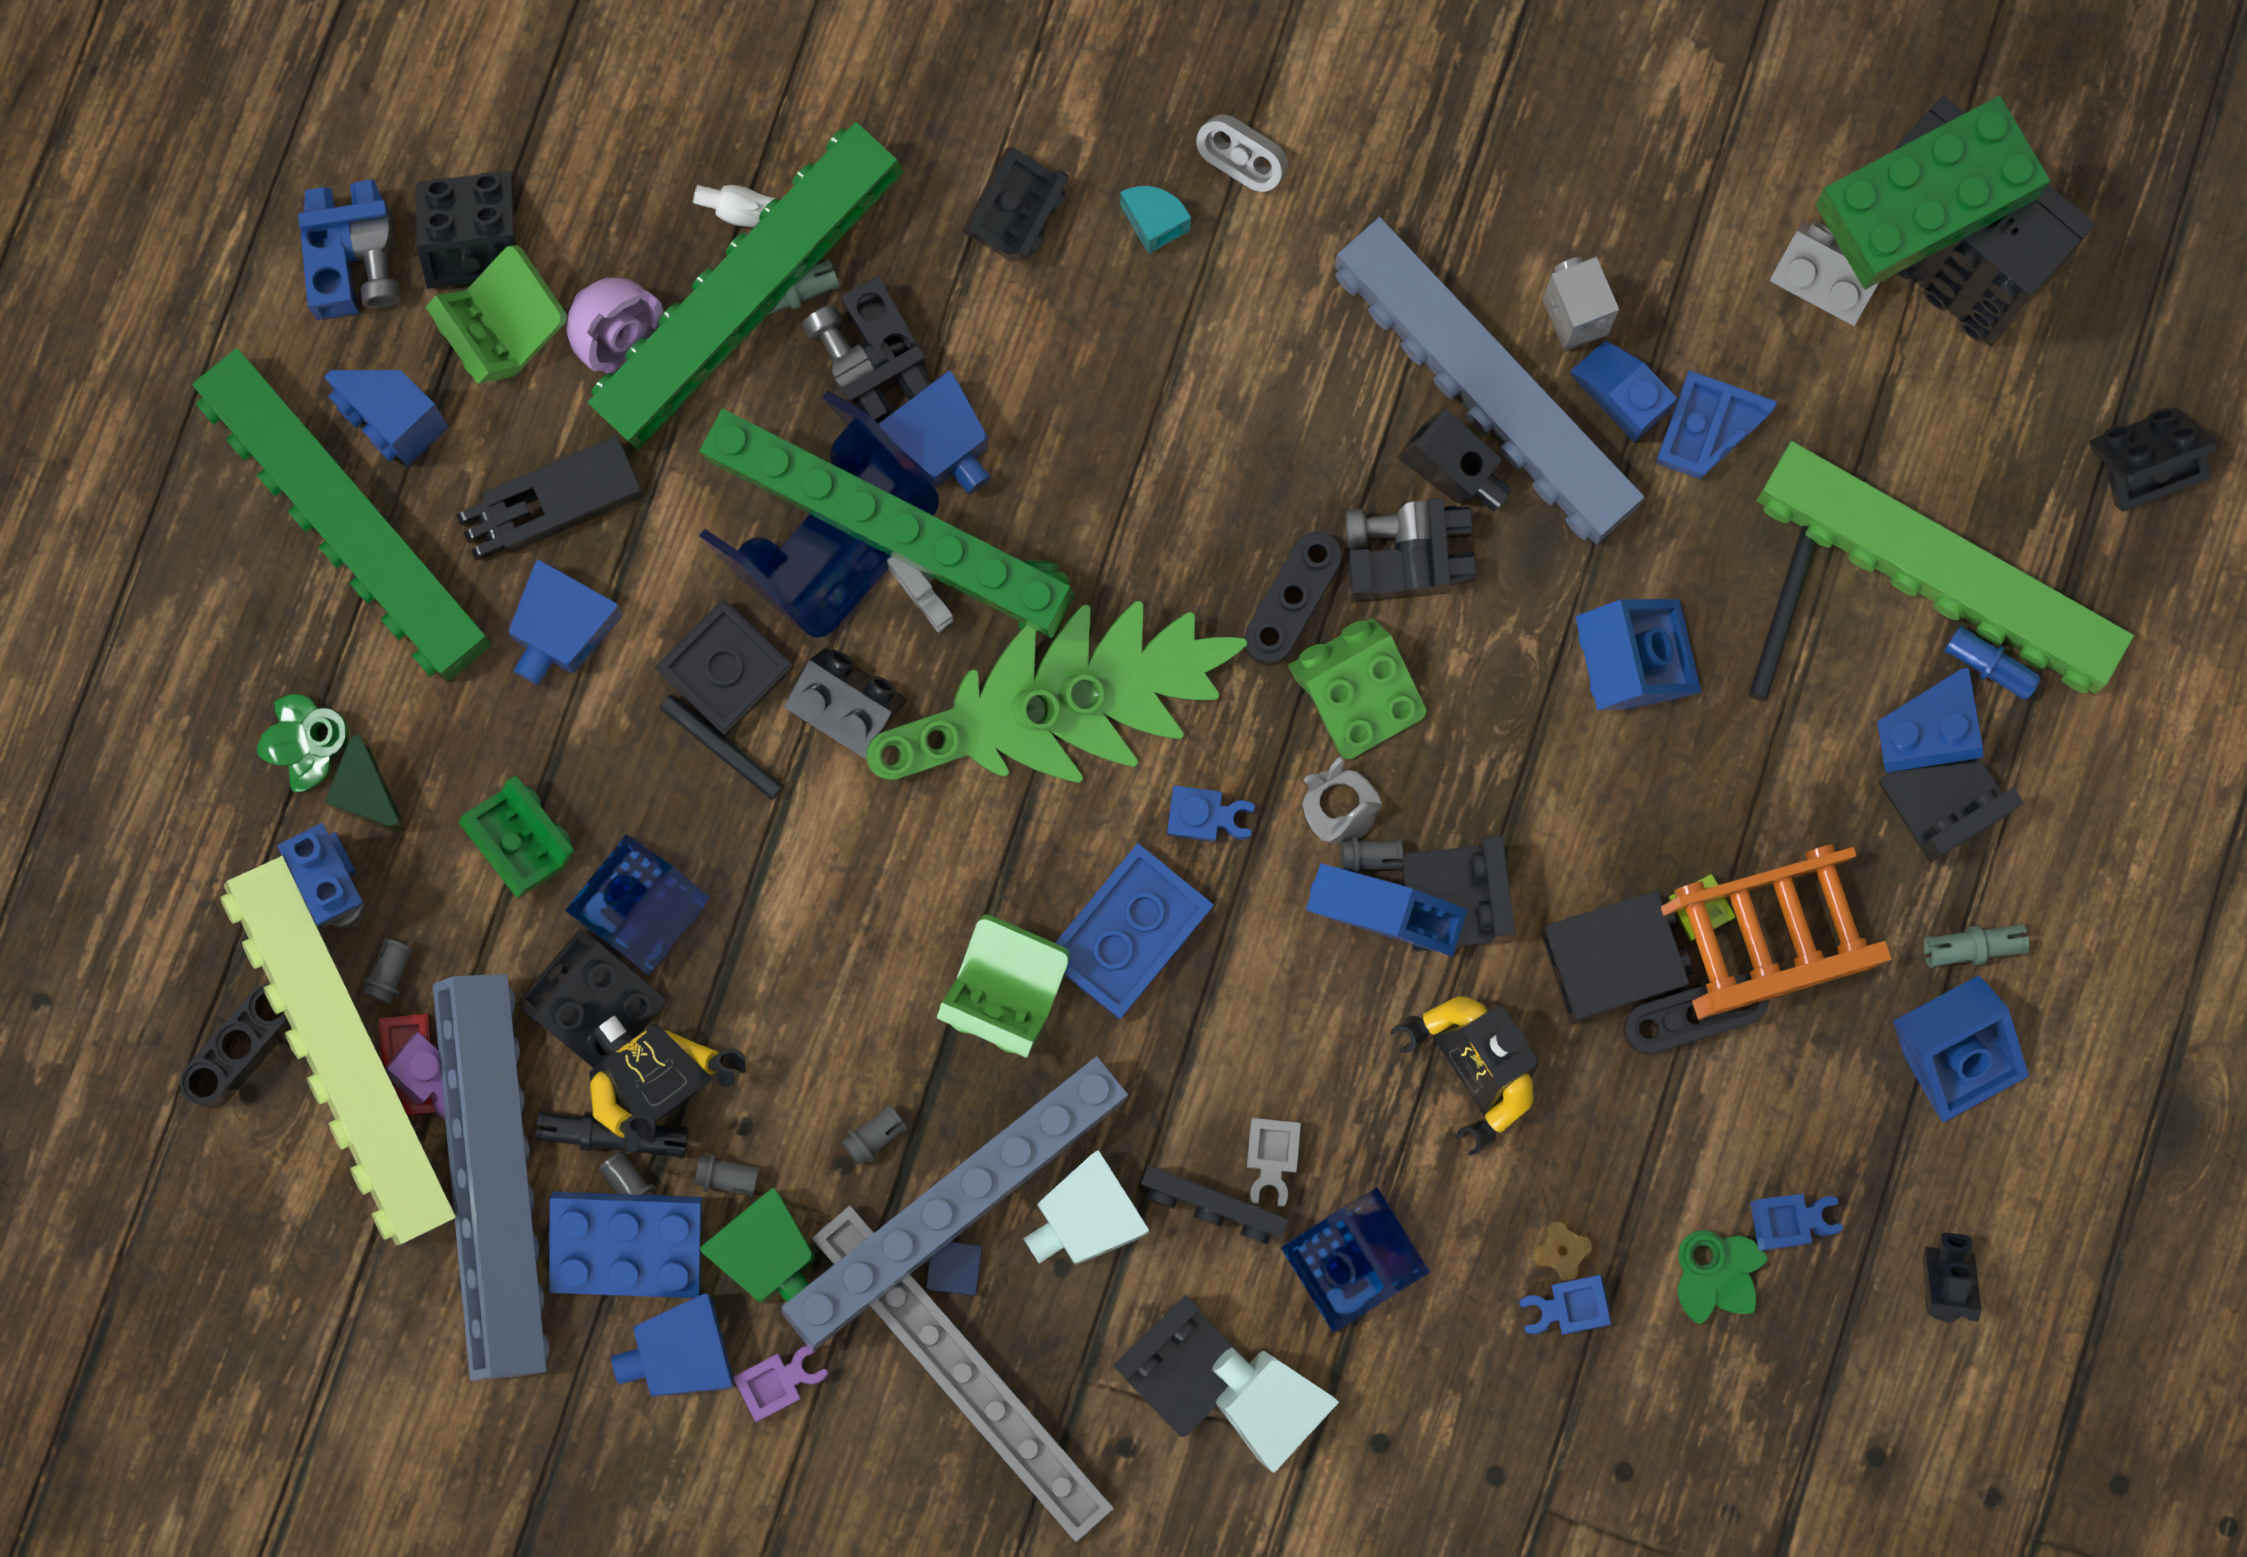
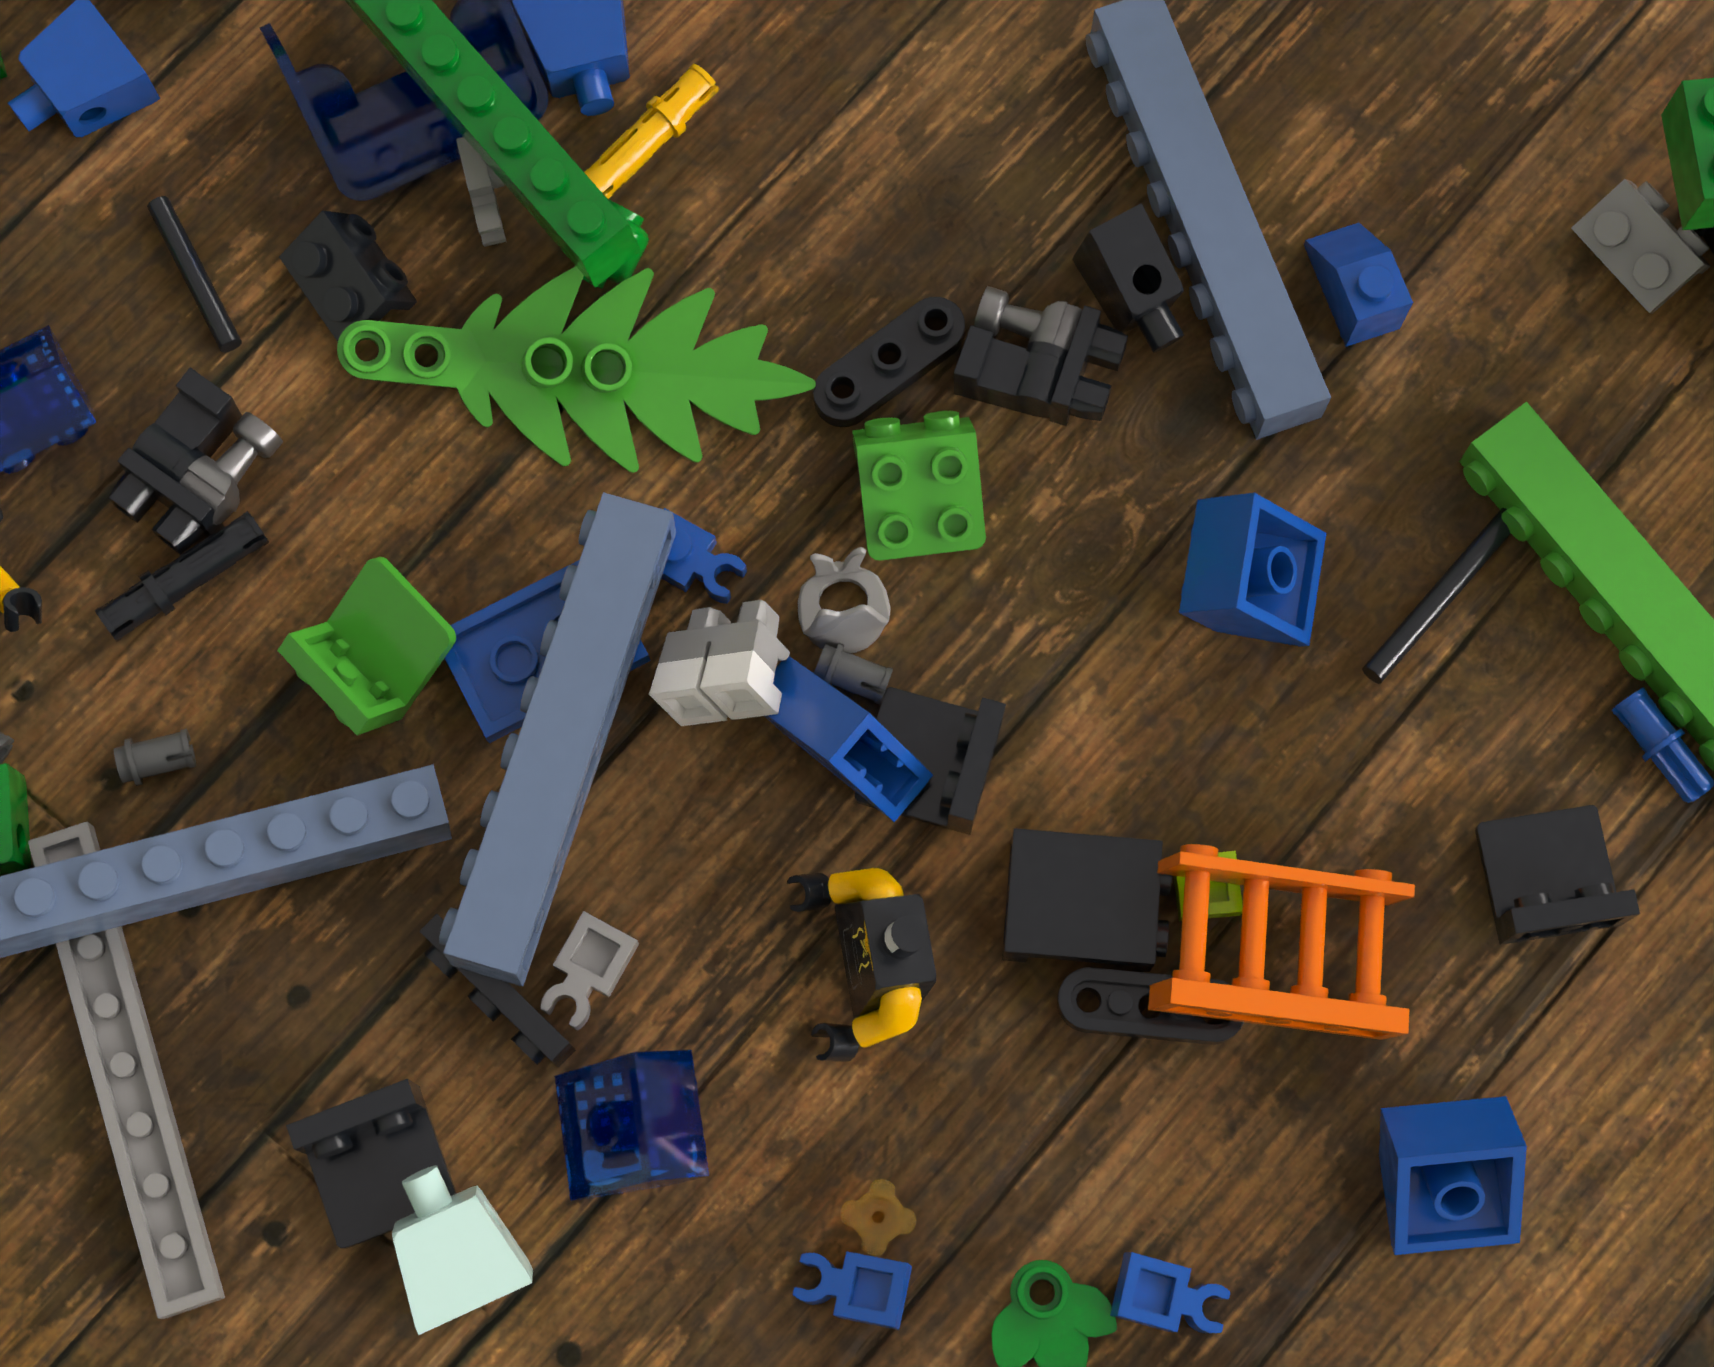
camera: 25 degrees right, 5 degrees down
(724, 667) = (234, 190): black plate -> none
(786, 909) = (176, 467): none -> black hips
(818, 1005) = (172, 582): none -> black pin
(955, 1269) = (175, 945): dark blue tile -> none
(1033, 475) = (660, 122): none -> yellow pin
(1086, 1215) = (347, 943): light aqua torso -> none
(1184, 996) = (560, 740): none -> sand blue brick
(1276, 895) = (721, 666): none -> hips
(1579, 302) = (1345, 161): light grey brick -> none
(1709, 424) = (1440, 354): blue wing -> none
(1933, 727) = (1564, 789): blue wing -> none
(1976, 945) = (1517, 1062): sand green pin -> none

